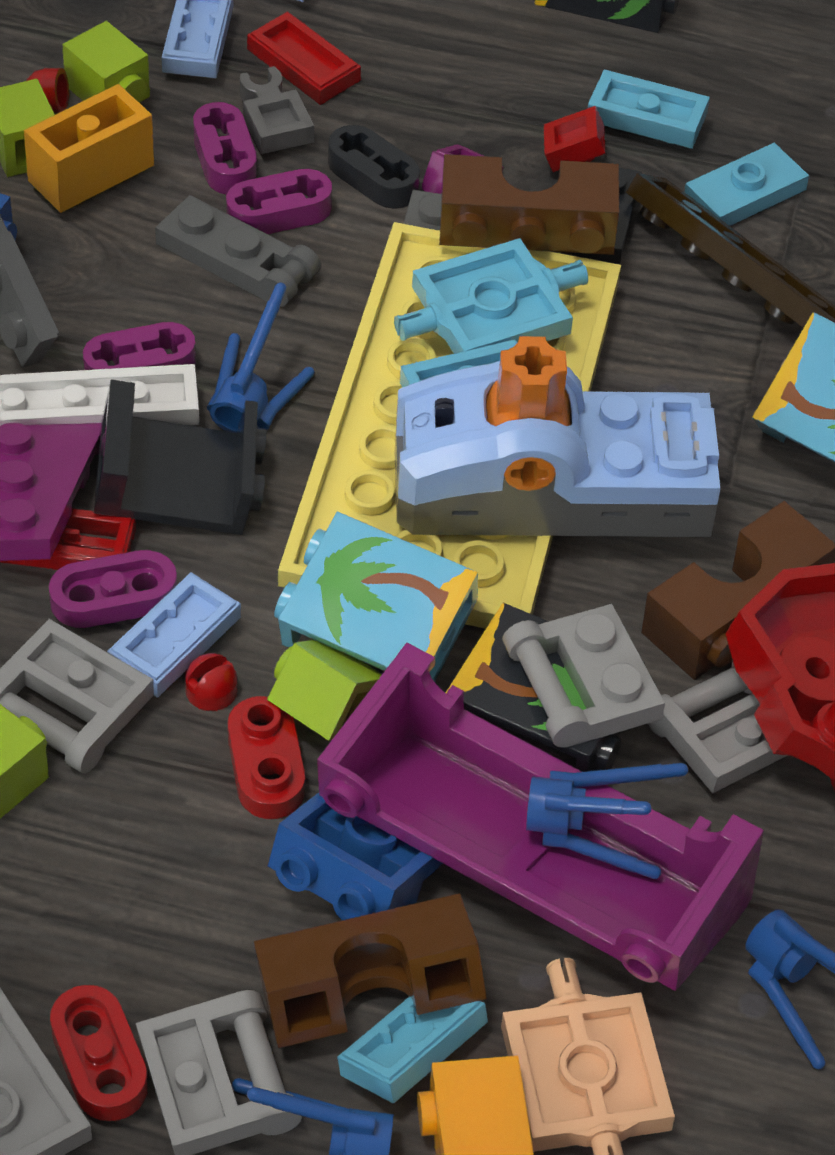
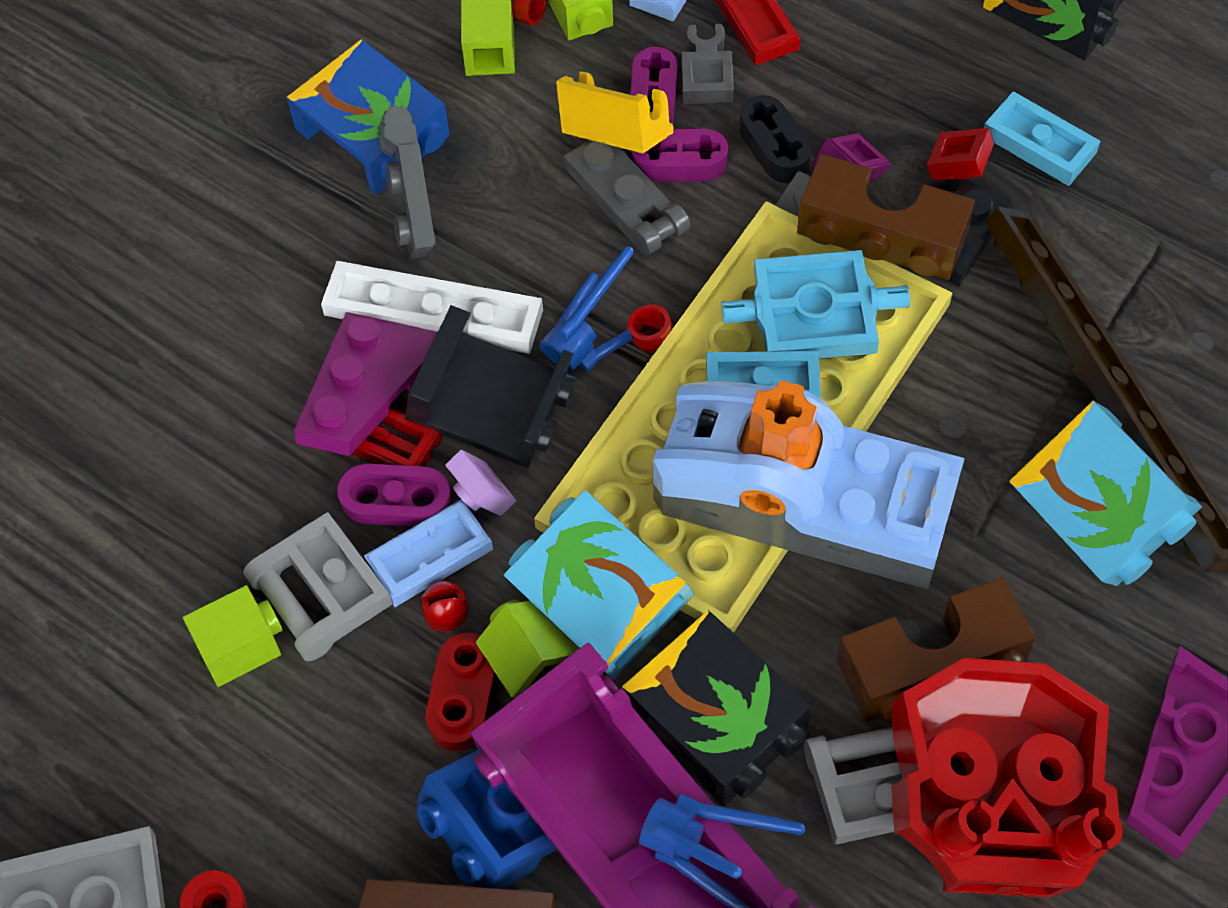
camera: 25 degrees right, 10 degrees up
(89, 147) = (522, 68): light orange brick -> none
(141, 347) = (507, 270): magenta beam -> none
(198, 169) = (612, 115): none -> yellow hinge
(203, 554) = (479, 484): none -> lavender plate
(321, 367) = (655, 321): none -> red hinge
(601, 666) = (767, 708): light grey plate -> none
(749, 184) = (1105, 235): medium azure plate -> none

